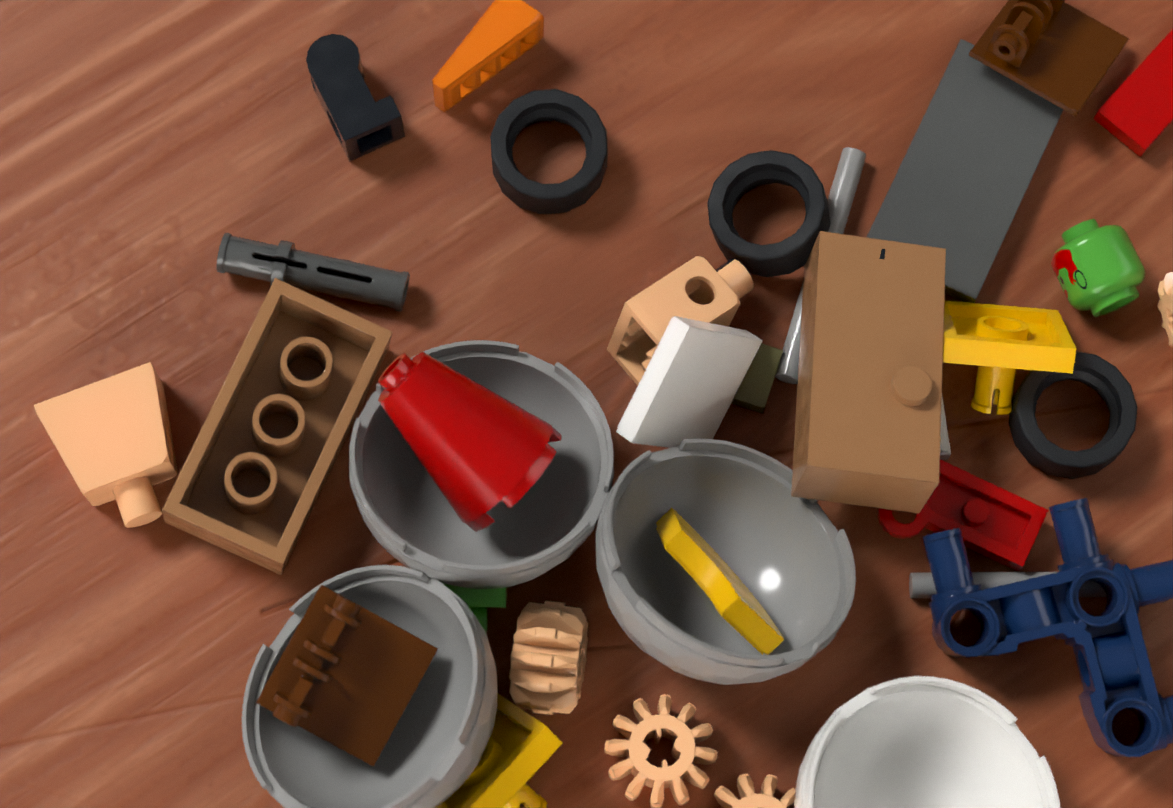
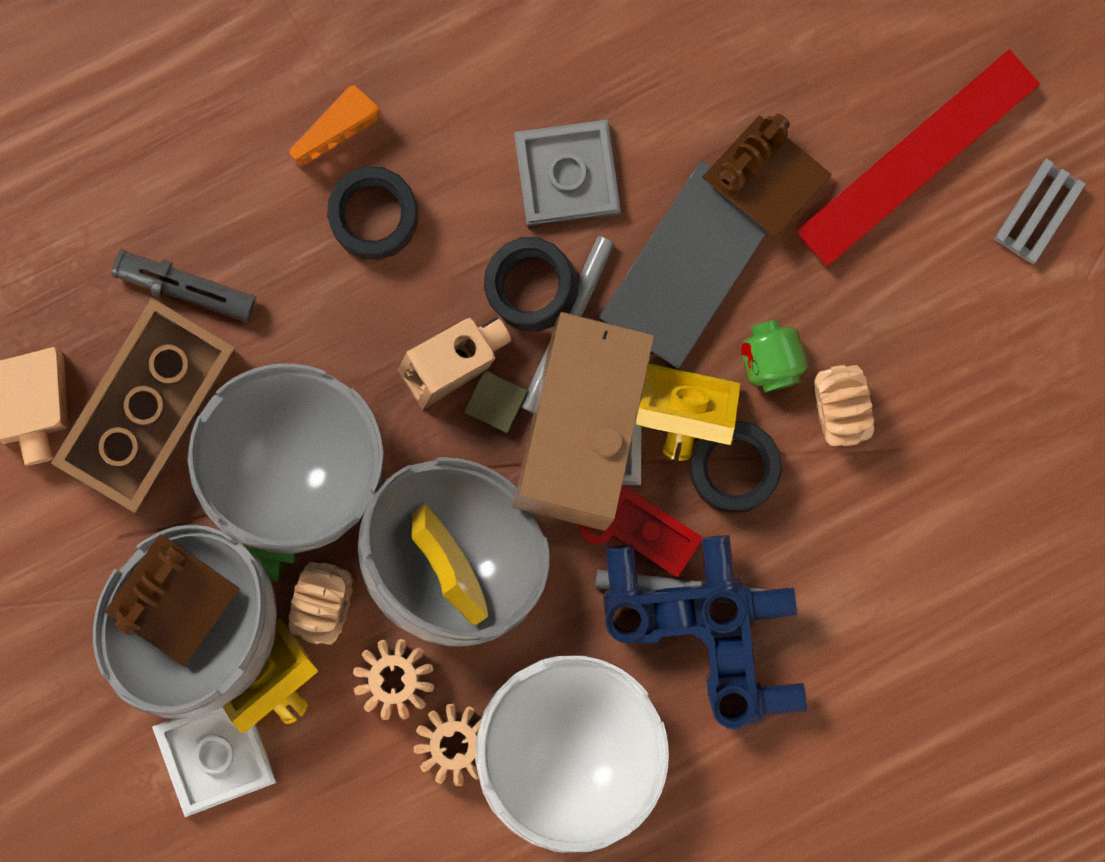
camera: 10 degrees right, 10 degrees up
(346, 100) = (220, 138): black leg -> none
(466, 436) = (277, 438): red cone -> none
(688, 383) = (448, 416): white tile -> none
(791, 77) = (567, 173): none -> light grey tile

